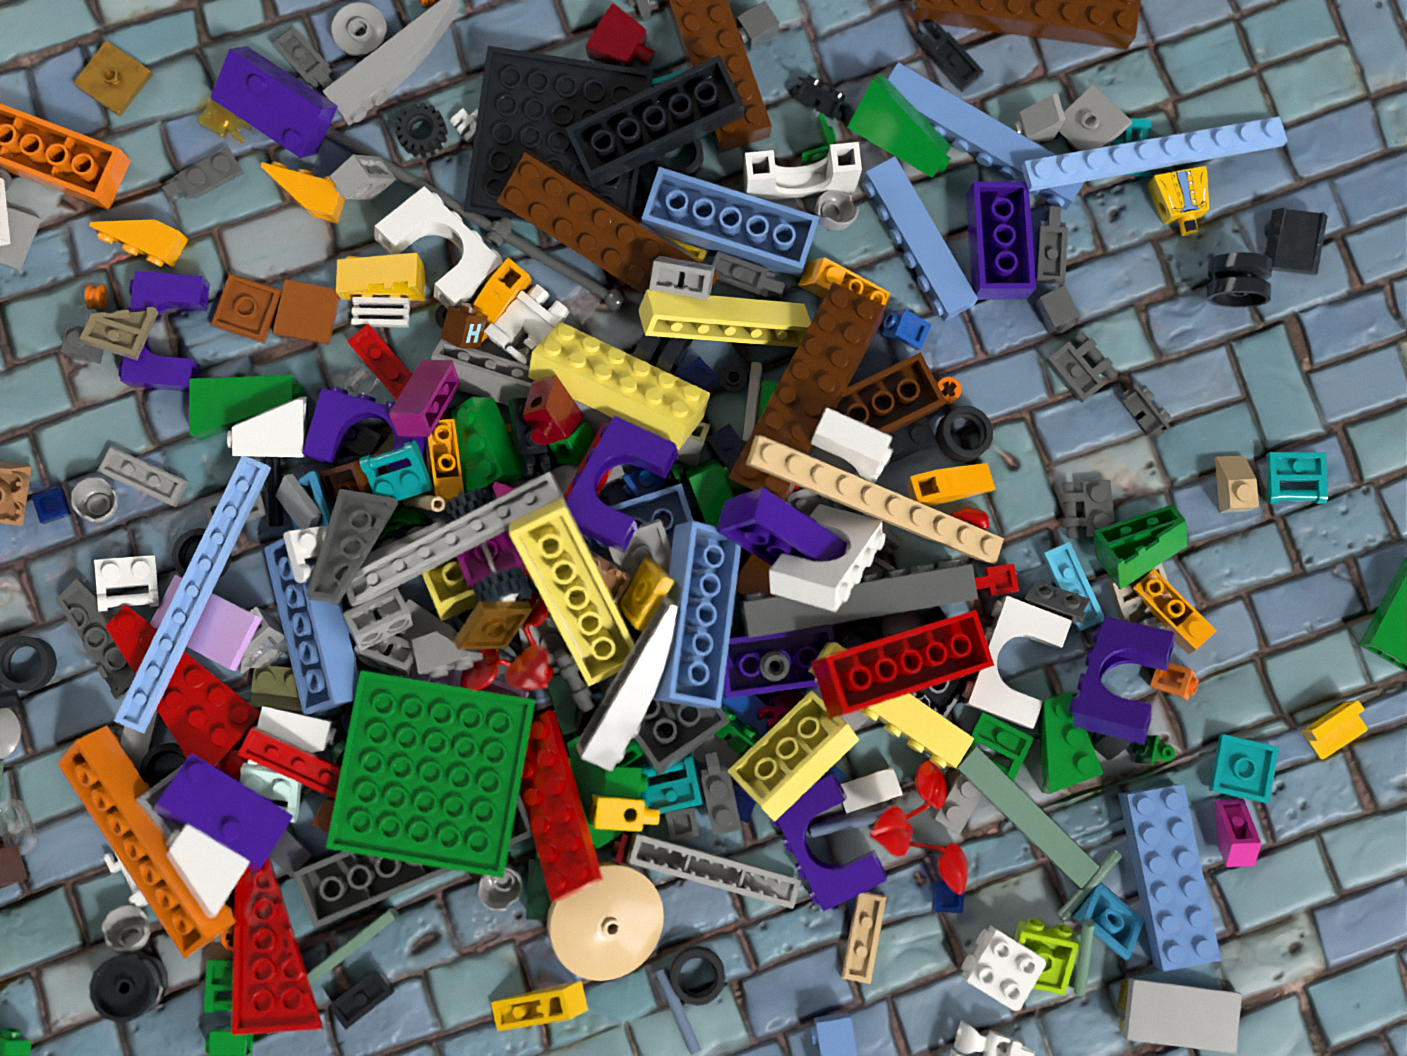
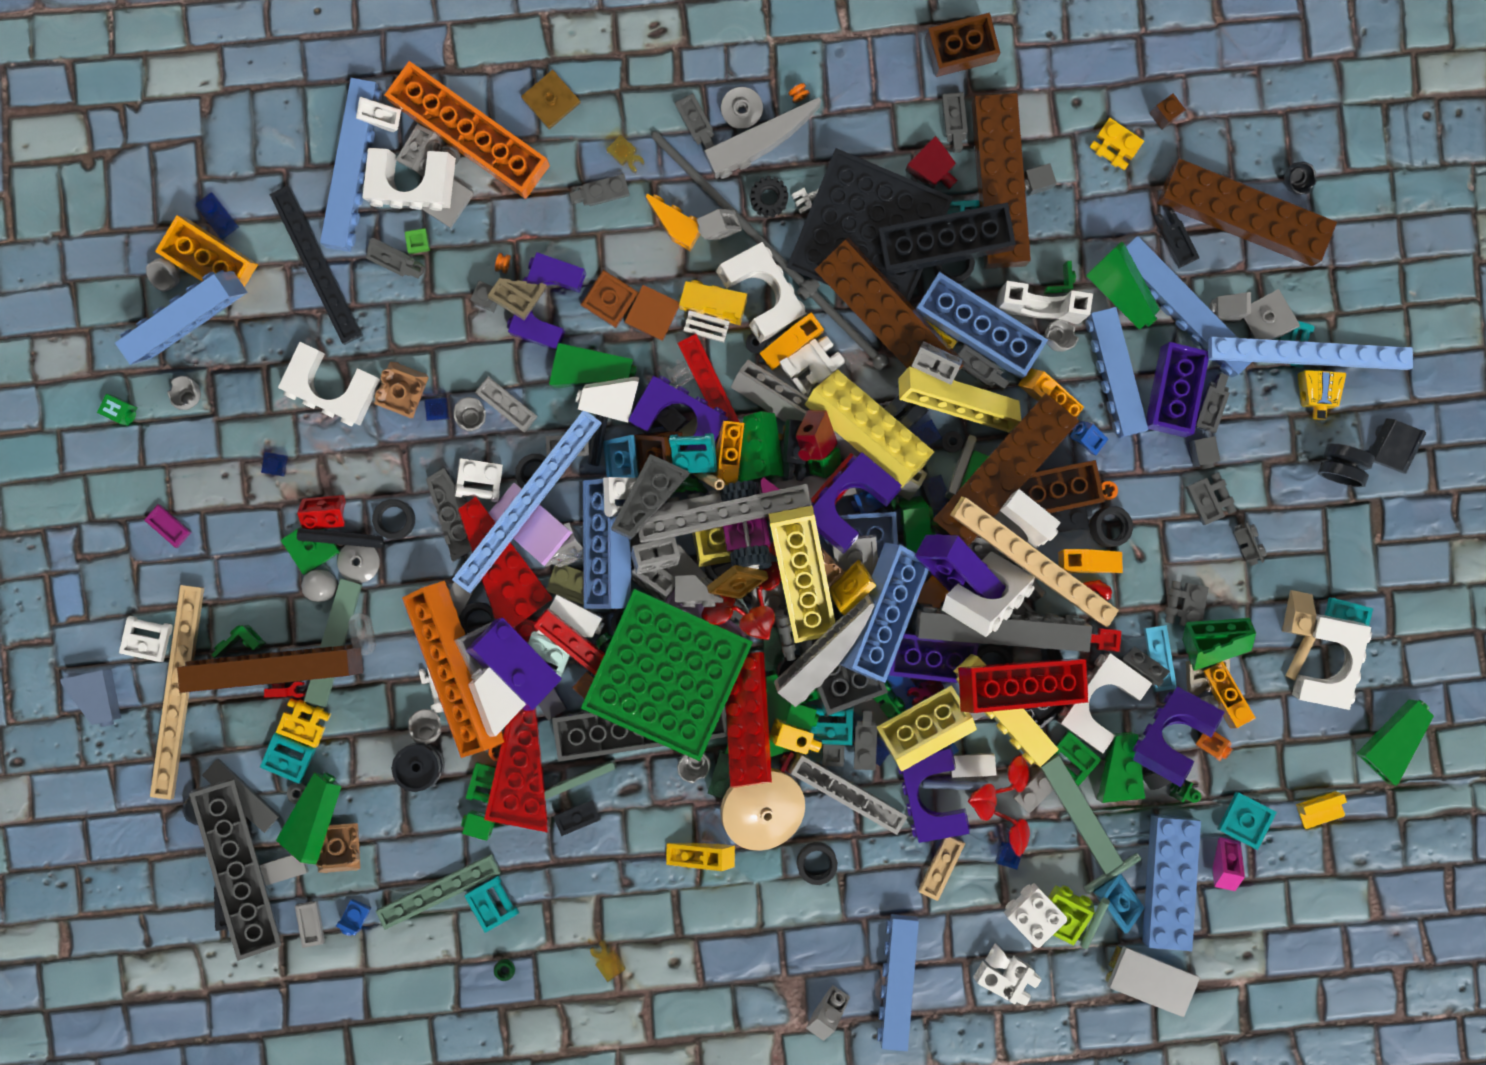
camera: 20 degrees right, 5 degrees up
(148, 237) = (549, 228): light orange slope -> none
(273, 101) = (666, 149): dark purple brick -> none
(298, 503) = (615, 455): light grey tile -> none
(424, 398) = (726, 403): magenta brick -> none
(464, 326) = (766, 355): reddish brown brick -> none
(678, 1011) = (796, 884): sand blue bar -> none
(782, 670) = (935, 664): dark grey plate -> none
(811, 91) = (1067, 239): black hinge -> none
(1253, 532) = (1300, 657): none -> tan piece
(1314, 565) = (1340, 688): none -> white arch

